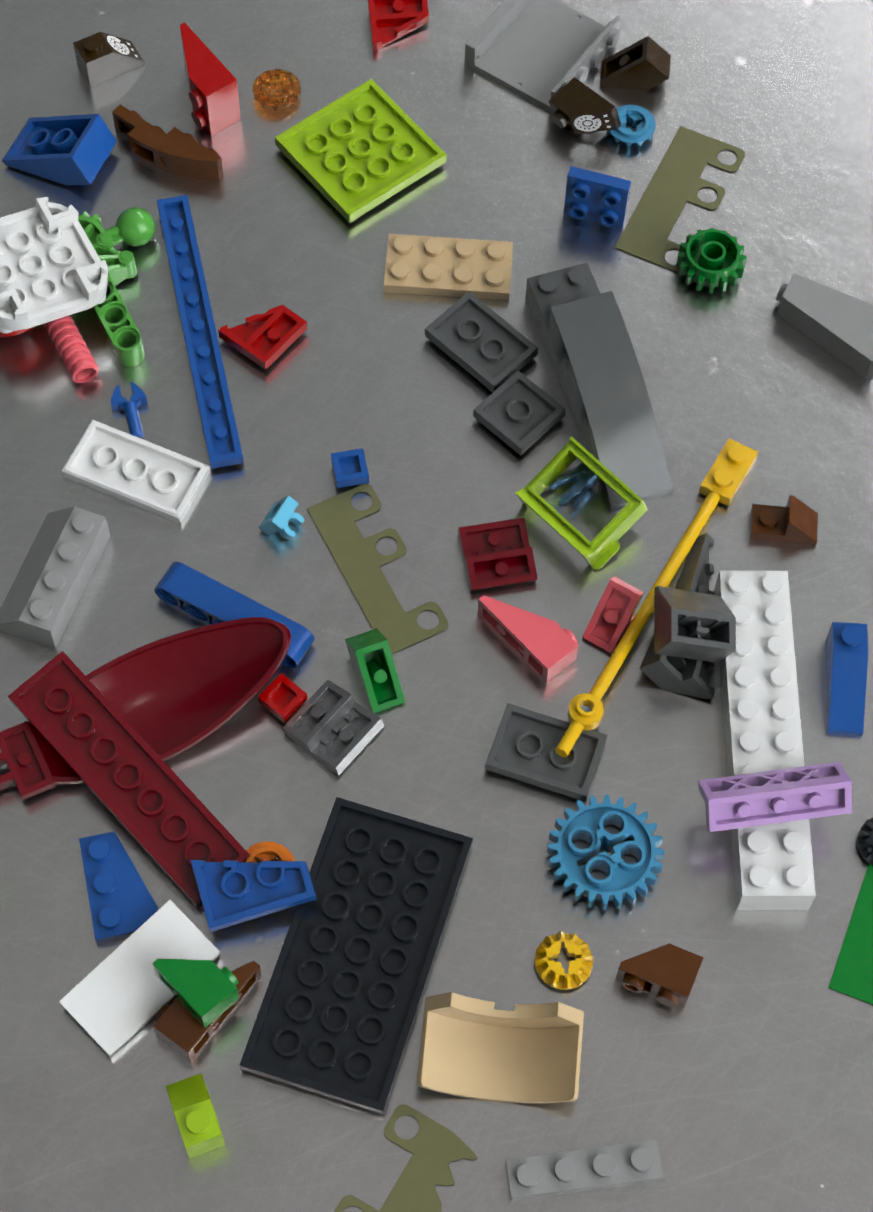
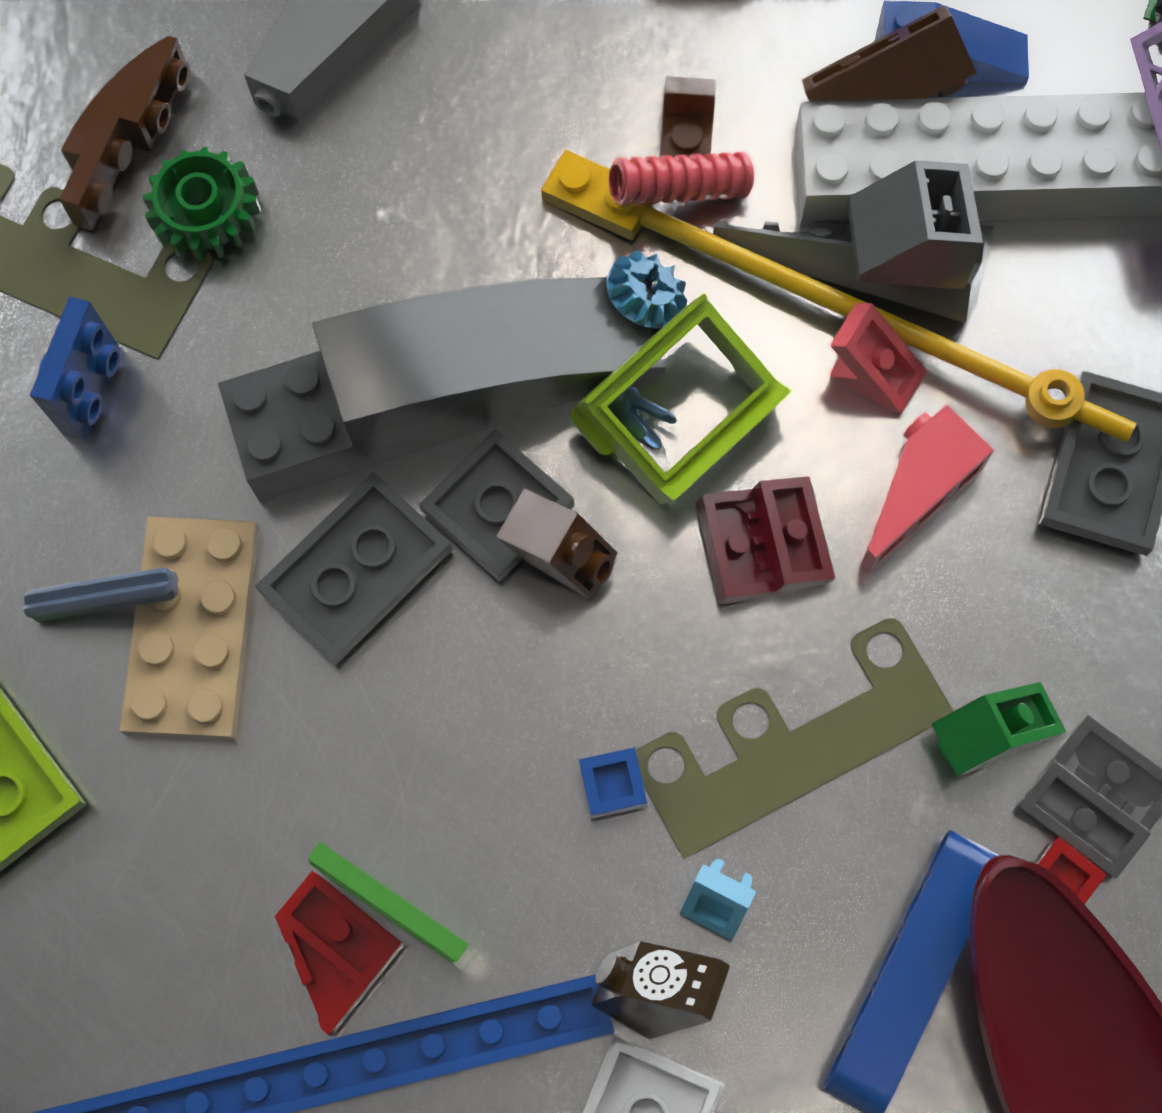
camera: 85 degrees left, 10 degrees up
(232, 471) = (659, 988): none -> dark brown slope
(281, 353) = (392, 907): none -> bright green tile
(464, 219) = (101, 594): none -> sand blue axle
(488, 434) = (558, 543): none -> reddish brown slope
(673, 485) = (630, 294): none -> dark azure gear
(734, 507) = (681, 178): none -> coral piece
(771, 219) = (122, 114): none -> reddish brown slope
(814, 627) = (905, 64): none -> reddish brown slope

